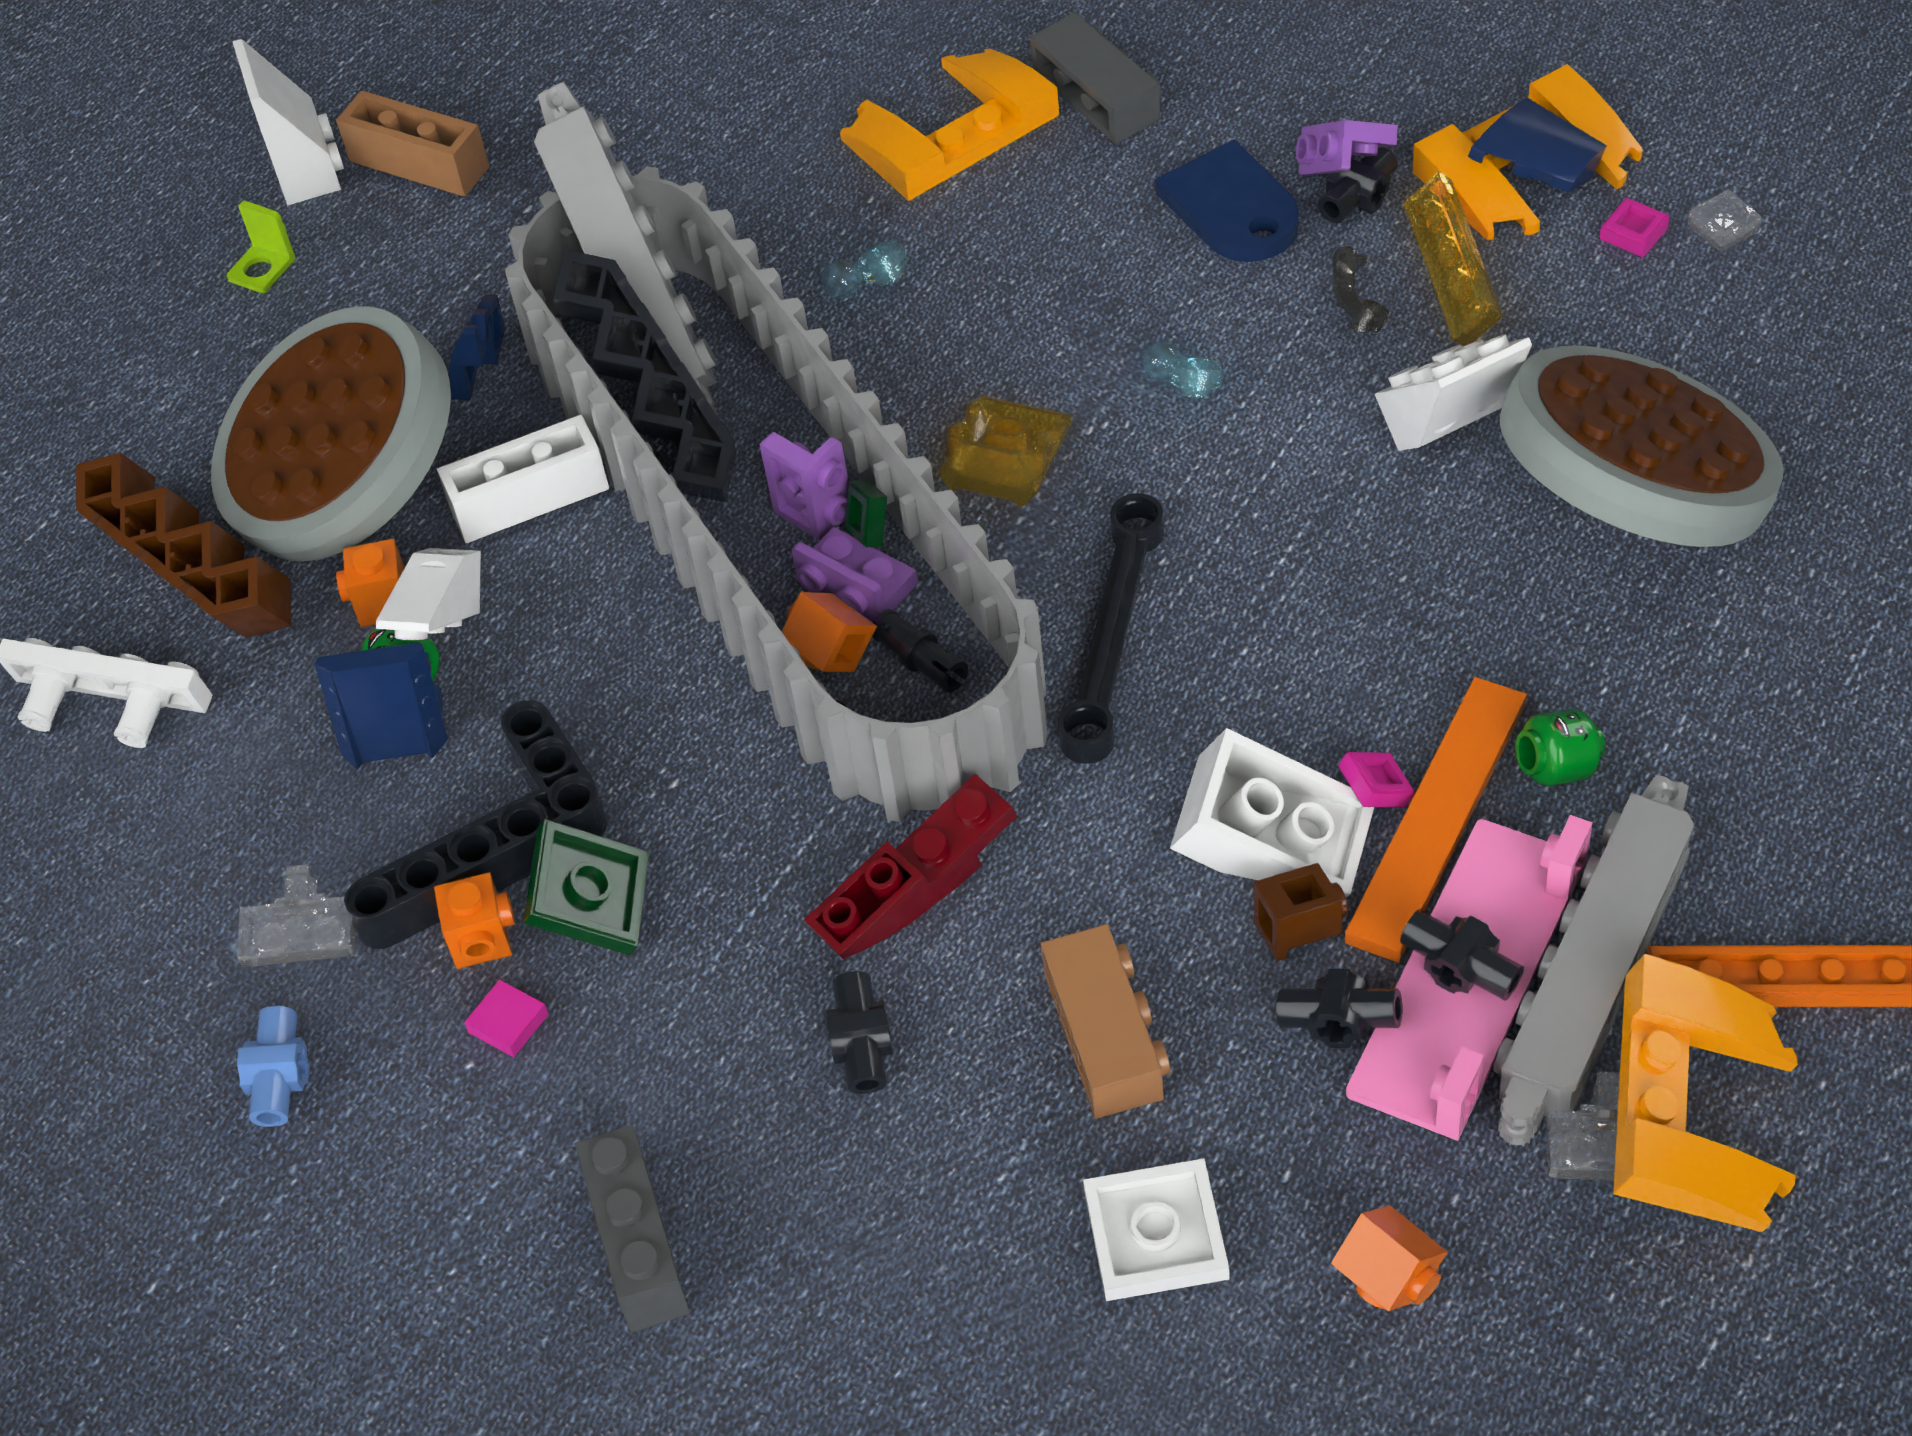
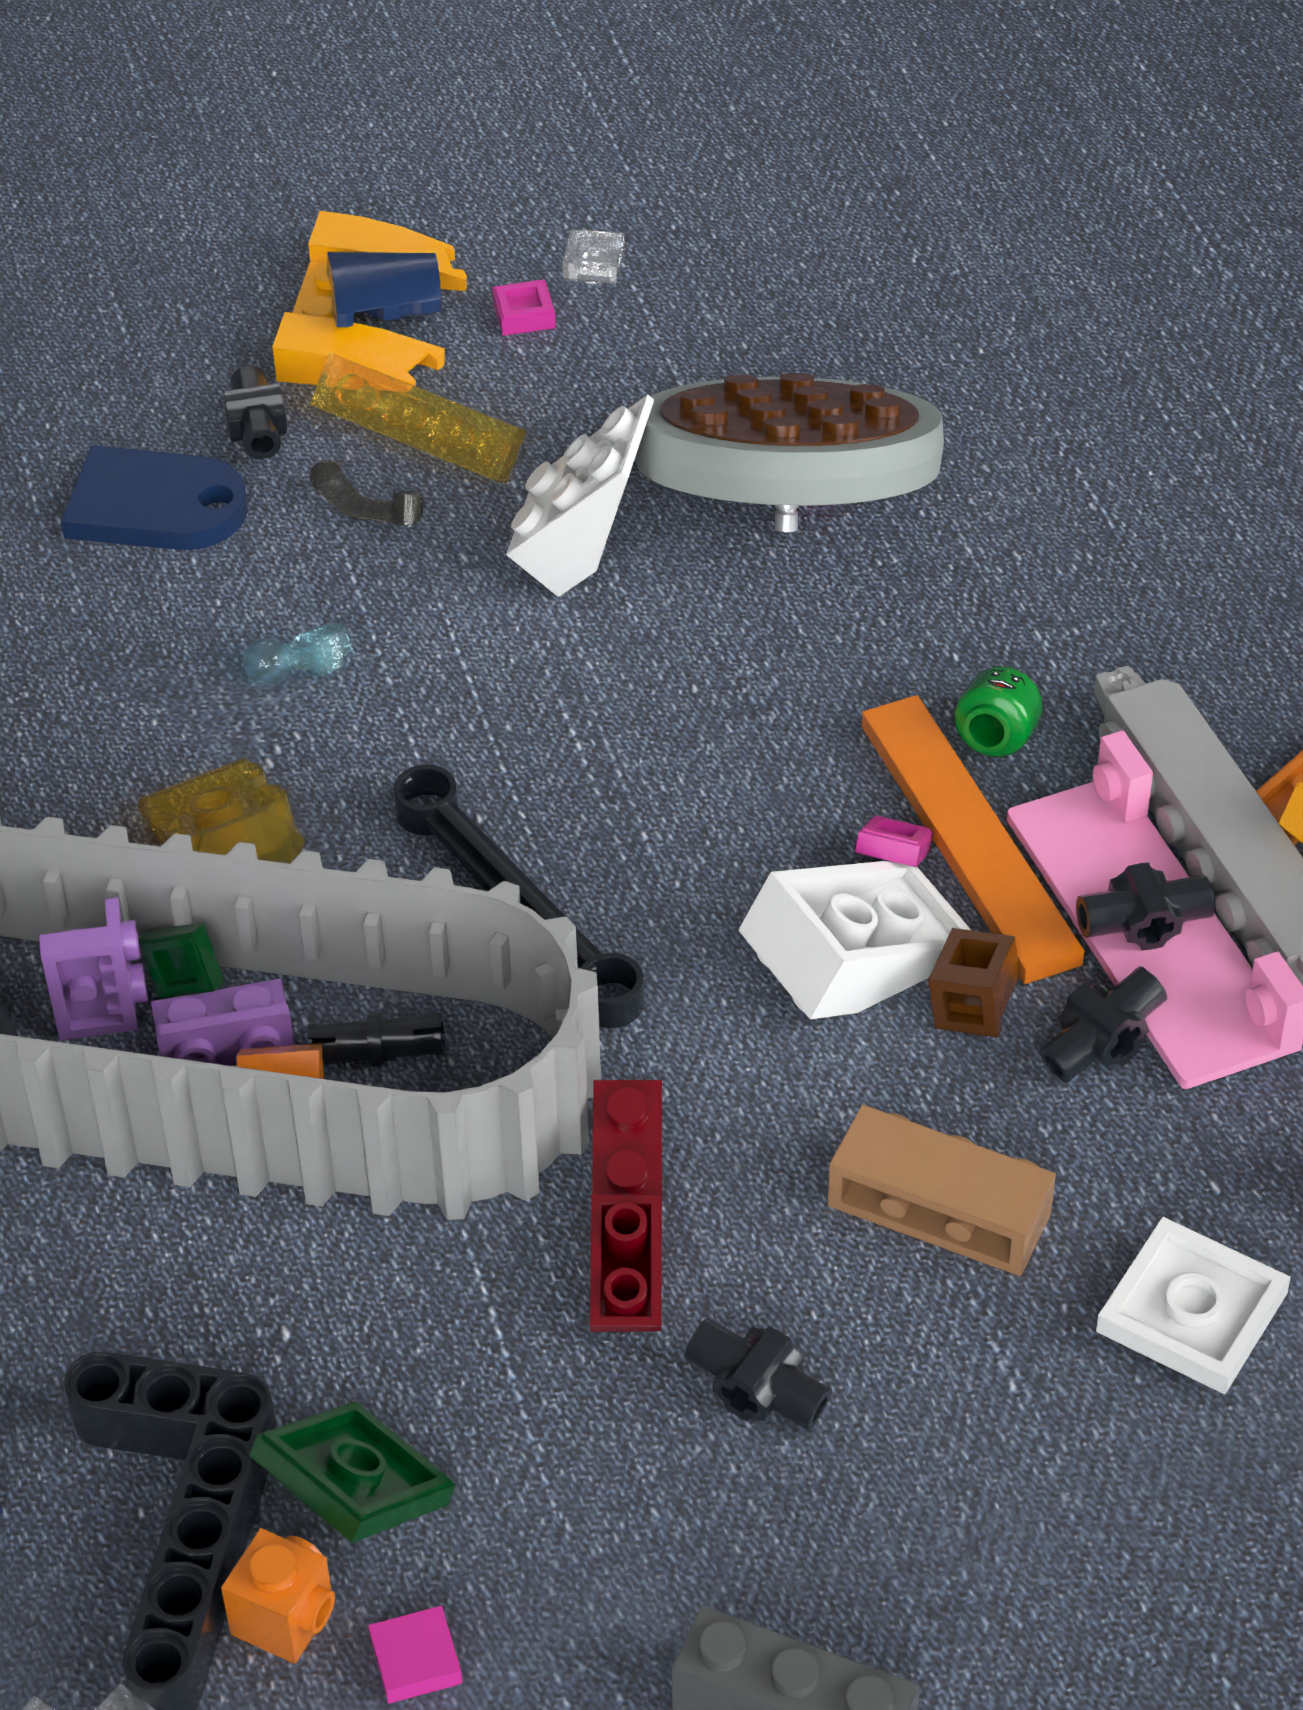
camera: 55 degrees left, 5 degrees down
(1331, 145) = (213, 386): medium lavender bracket -> none

